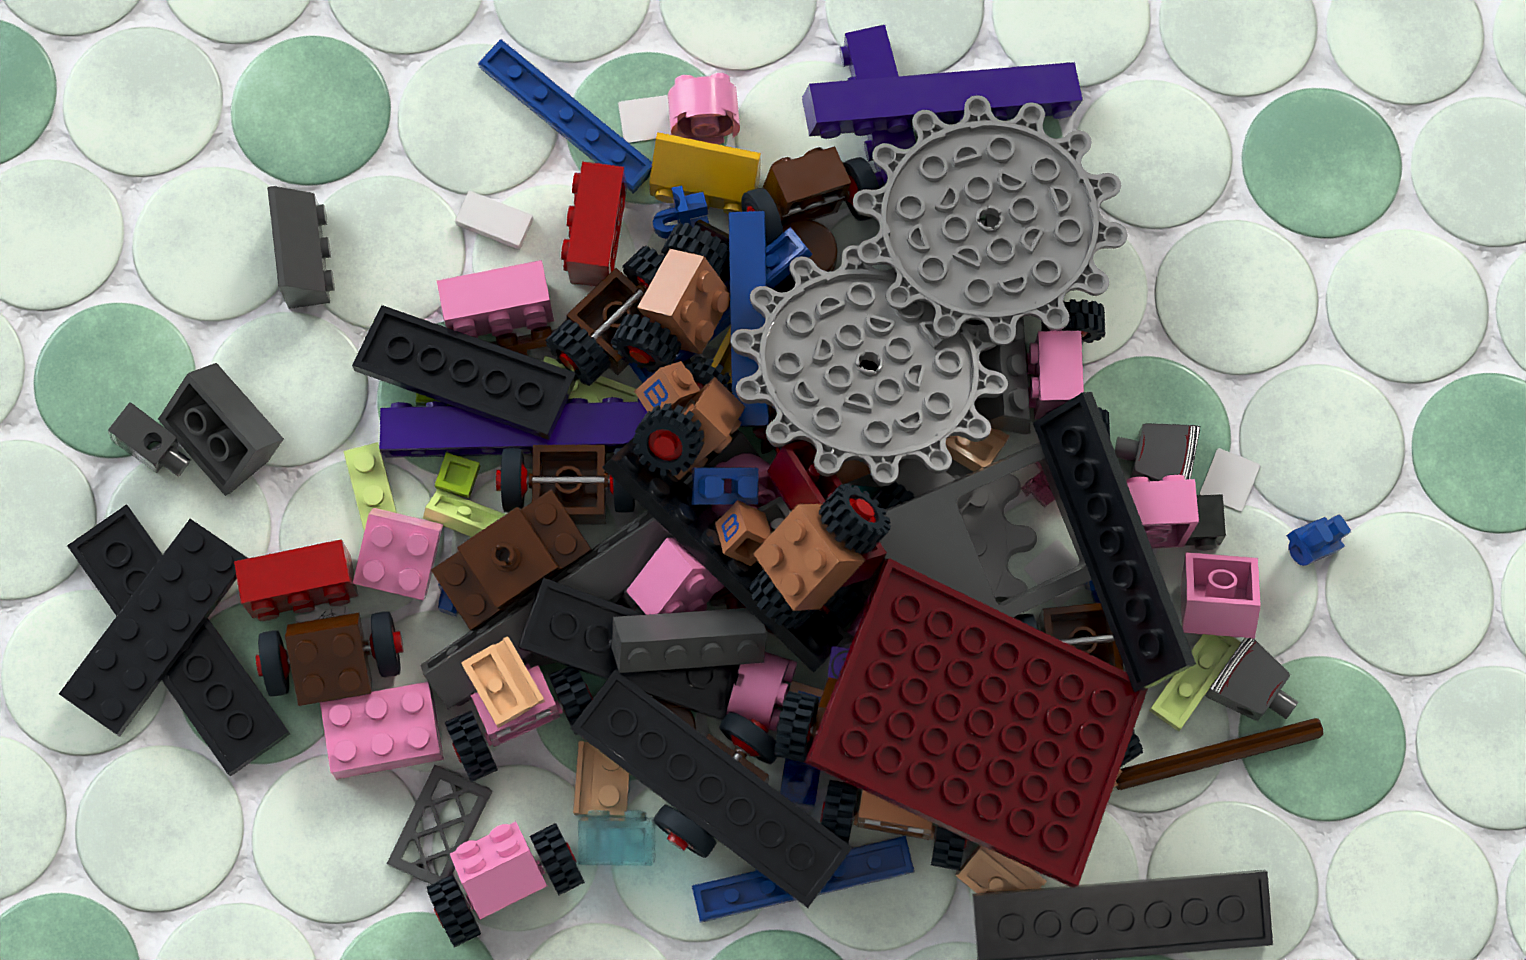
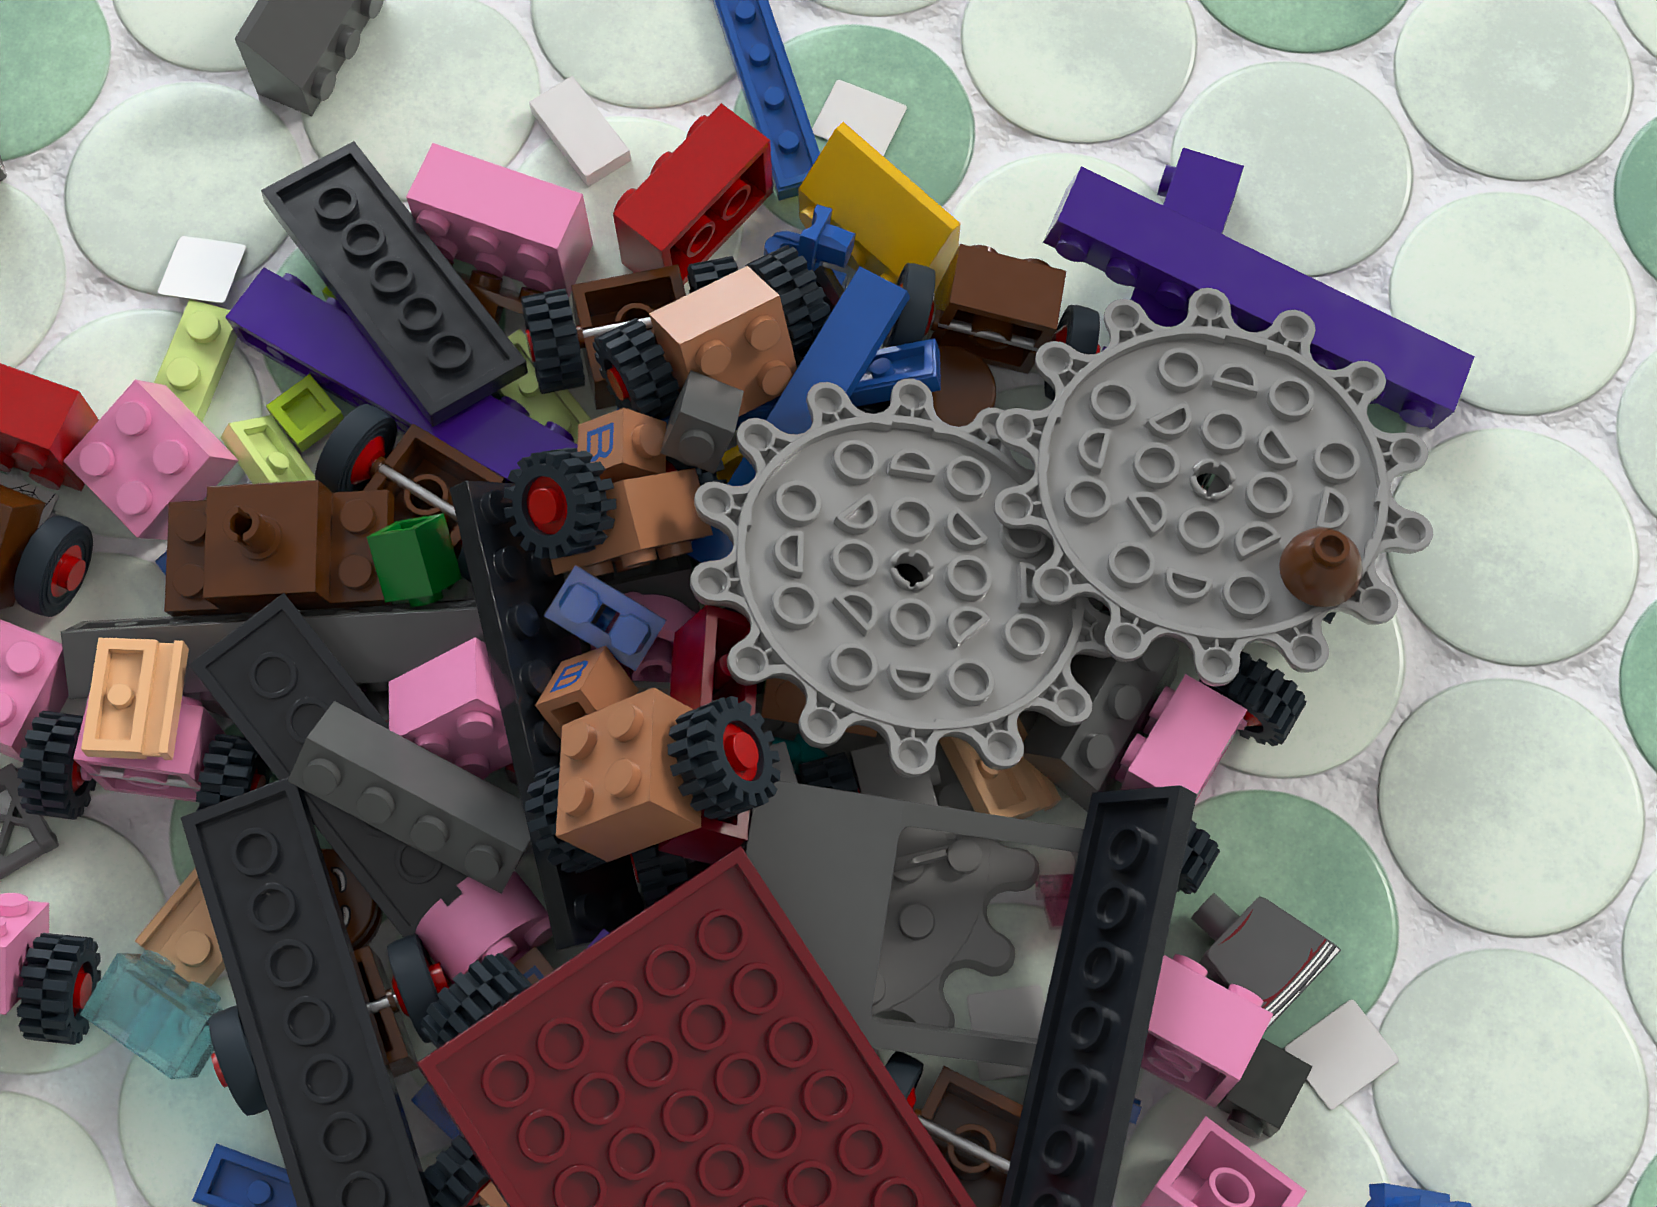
camera: 35 degrees right, 5 degrees down
(220, 427) = (64, 180): dark grey slope -> none
(335, 430) = (201, 269): none -> white sticker
(592, 517) = (414, 559): none -> green brick
(704, 108) = (935, 136): bright pink brick -> none
(705, 349) = (702, 422): none -> dark grey brick
(1076, 233) = (1321, 567): none -> reddish brown brick

